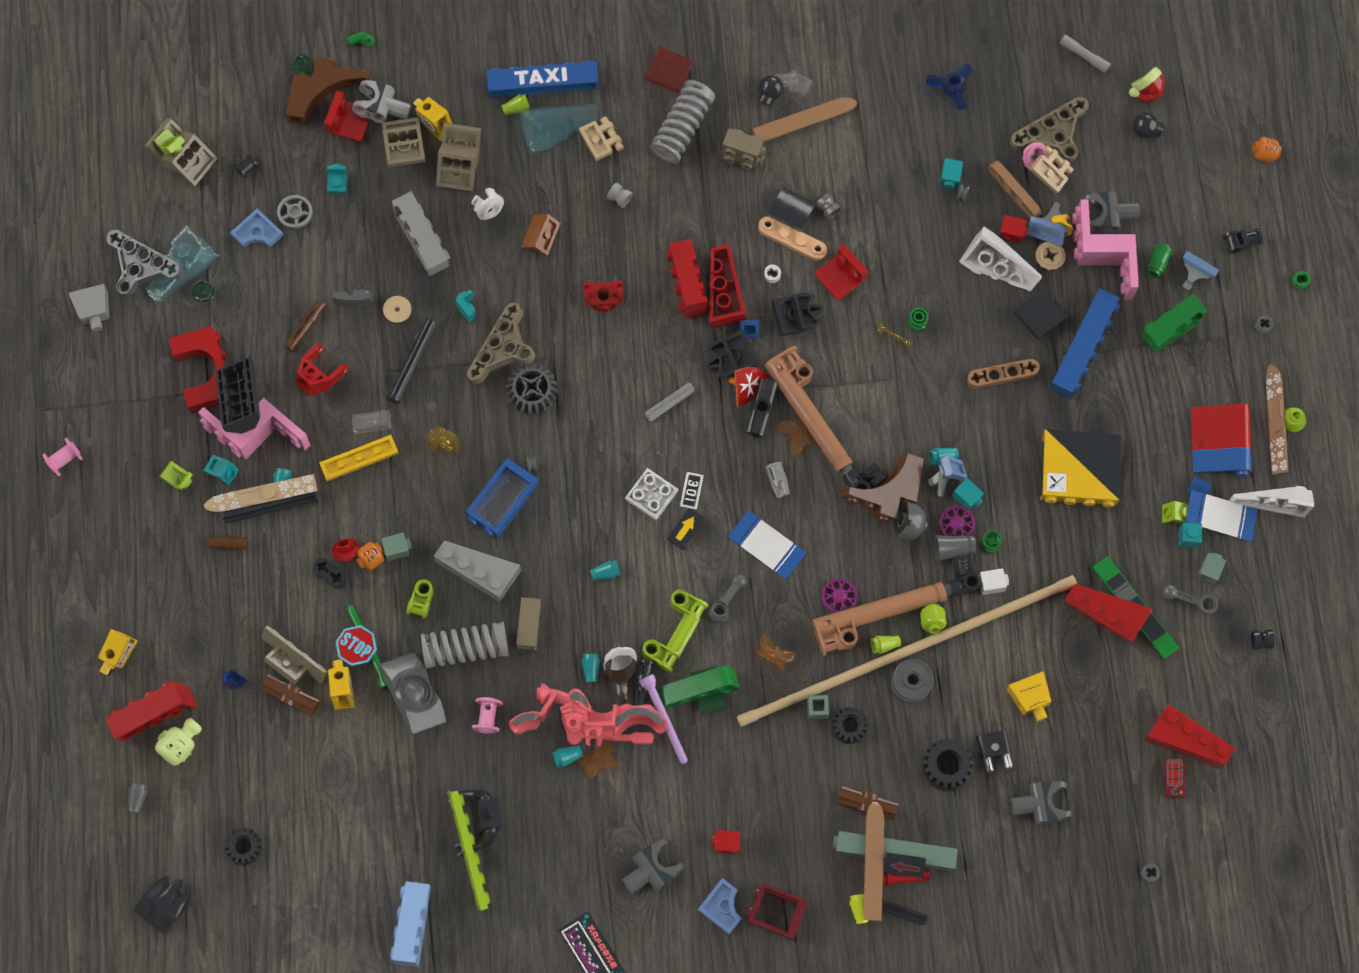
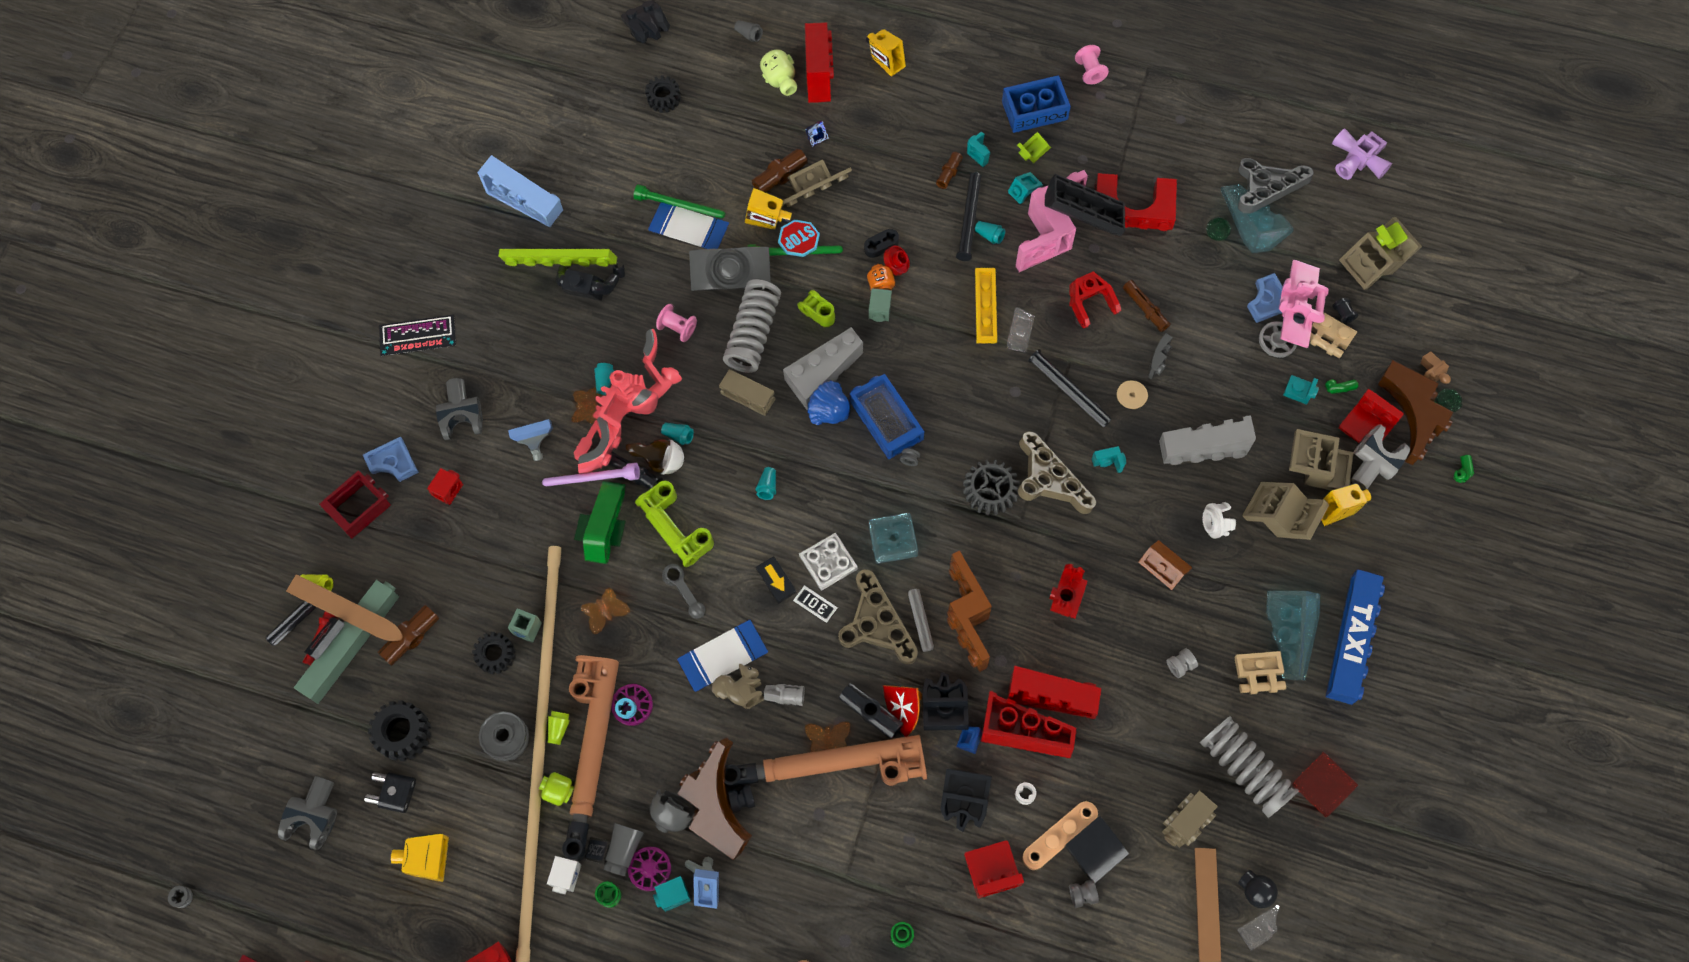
camera: 120 degrees right, 5 degrees down
(77, 195) = (1361, 154): none -> lavender brick
(91, 305) = (1237, 132): light grey torso -> none
(128, 489) = (1036, 104): none -> blue brick
(198, 523) = (977, 150): none -> teal bracket
(255, 207) = (1294, 306): none -> bright pink piece
(262, 494) = (984, 210): tan piece -> none
(269, 170) = (1333, 331): none -> tan plate
(276, 80) = (1436, 368): none -> medium nougat piece
(322, 147) = (1333, 387): none -> green arm
(363, 813) = (642, 193): none -> green piece
(378, 757) = (688, 226): none -> sticker
(446, 438) = (968, 381): clear yellow bracket -> none
(513, 546) = (828, 404): none -> blue hair
(516, 105) = (1331, 599): lime cone -> none
(612, 436) = (902, 529): none -> clear light blue brick
(647, 790) = (532, 436): none -> medium blue piece
(650, 363) = (968, 611): none -> dark orange bracket
(680, 443) = (882, 630): none -> dark tan beam
(792, 513) = (742, 691): none -> dark tan animal
(849, 590) = (629, 714): none -> medium azure bush
(880, 327) = (912, 890): clear yellow hinge -> none
(937, 453) = (730, 888): teal cone -> none

